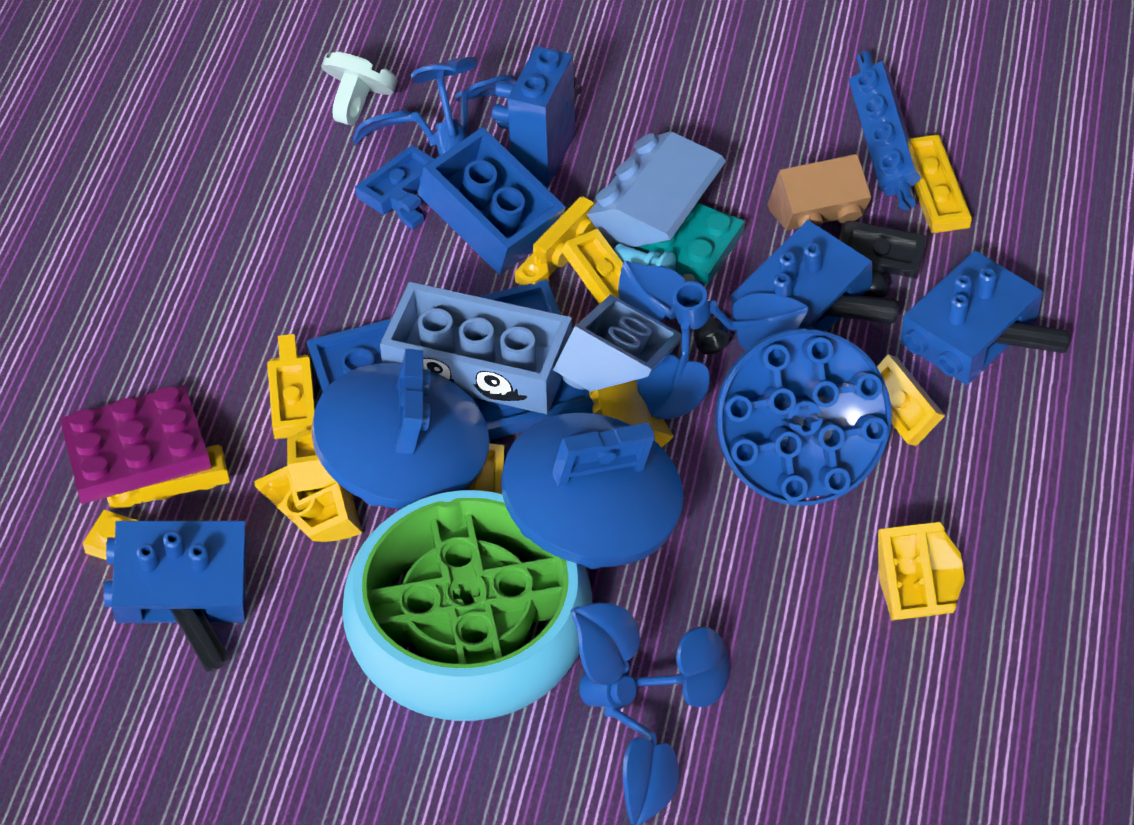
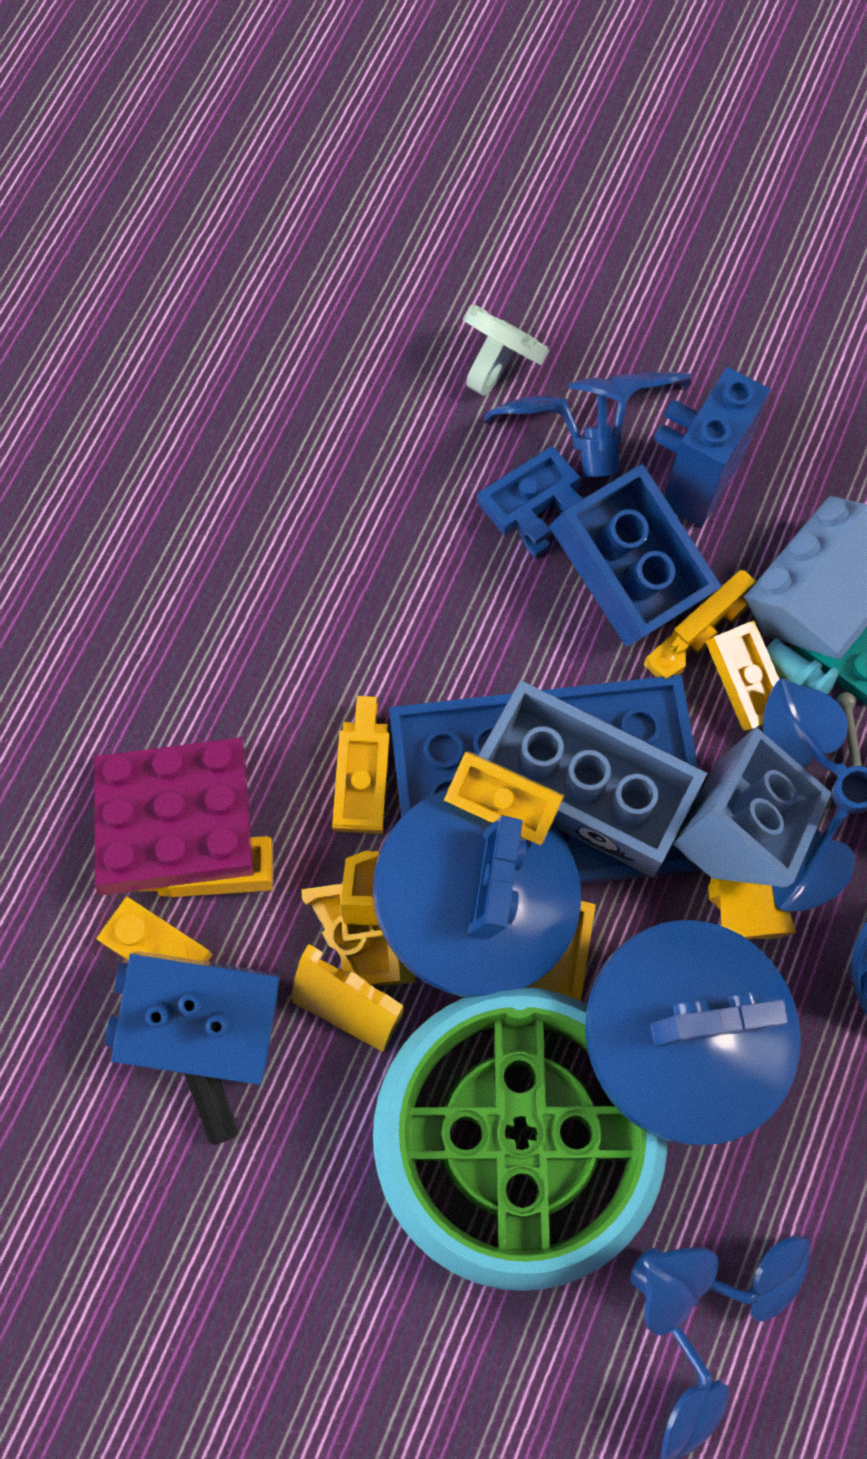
camera: 10 degrees right, 20 degrees up
(303, 541) = (345, 1000): none -> yellow slope
(387, 345) = (497, 791): none -> yellow plate

